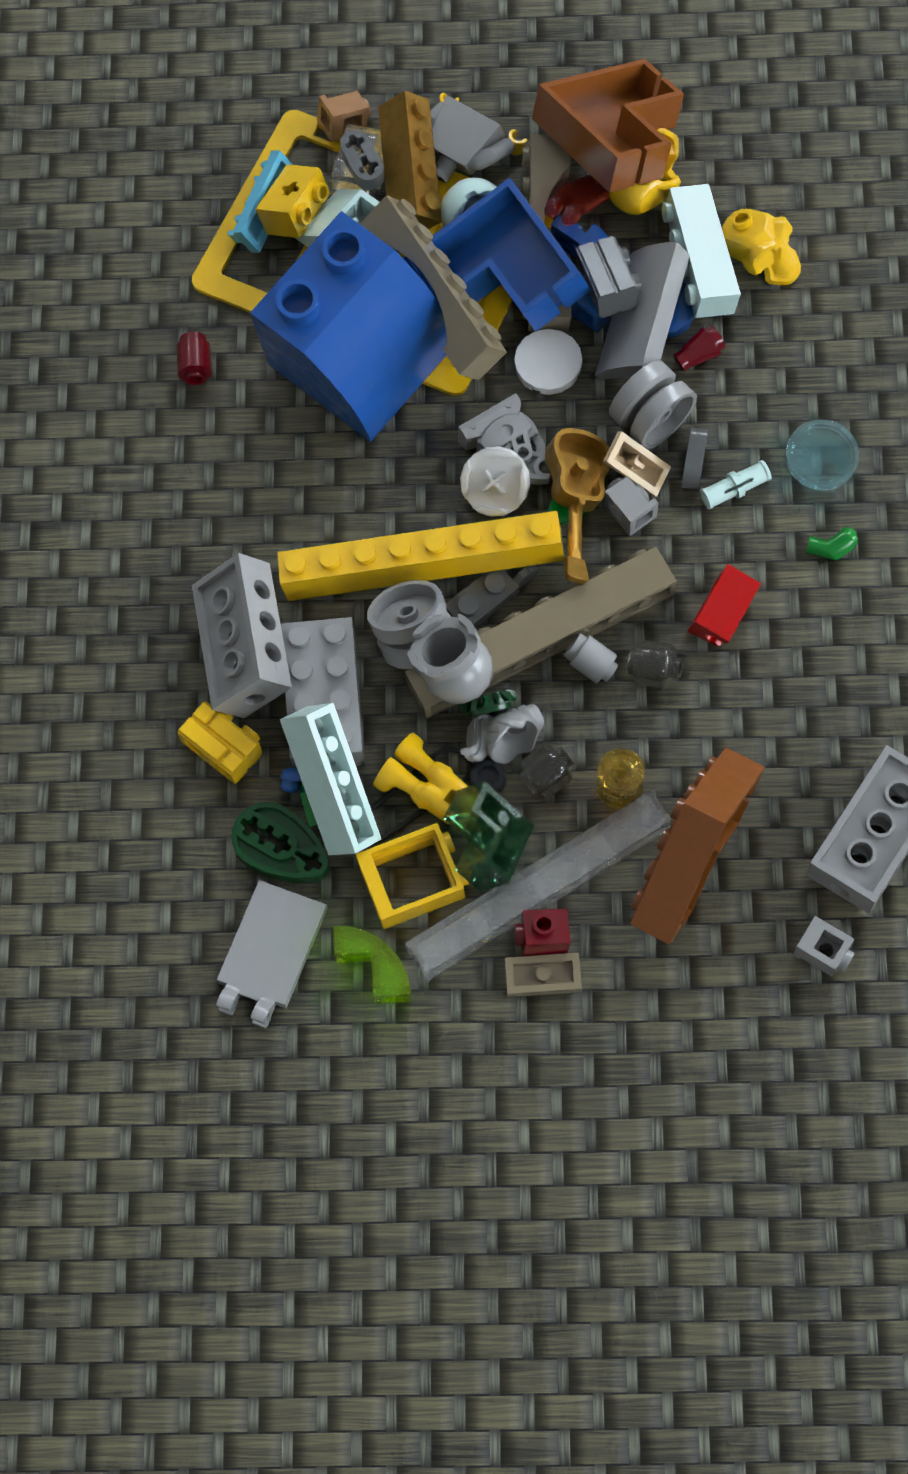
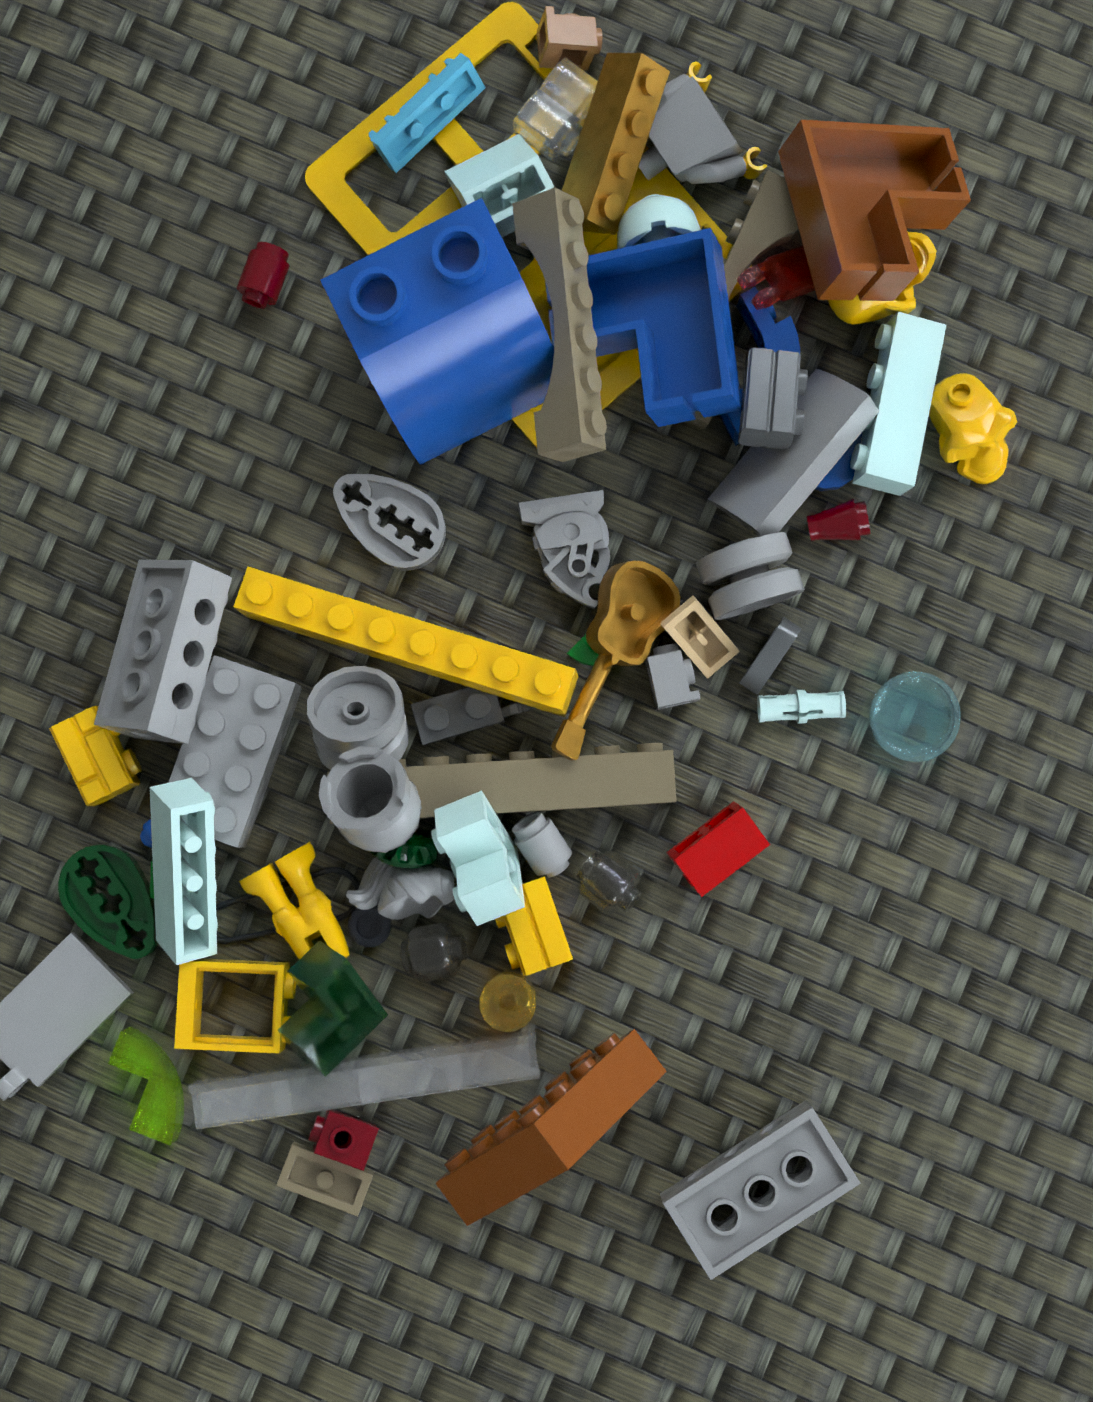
camera: 20 degrees right, 15 degrees up
(293, 201) = (458, 128): yellow brick -> none
(367, 157) = (566, 115): dark grey beam -> none
(367, 504) = (409, 504): none -> light grey piece
(495, 481) = (532, 584): white tile -> none
(548, 361) = (662, 460): white tile -> none
(553, 682) = (480, 858): none -> light aqua brick
(611, 718) = (535, 931): none -> yellow brick
(820, 935) = (638, 1308): light grey brick -> none
(835, 547) = (878, 832): green arm -> none

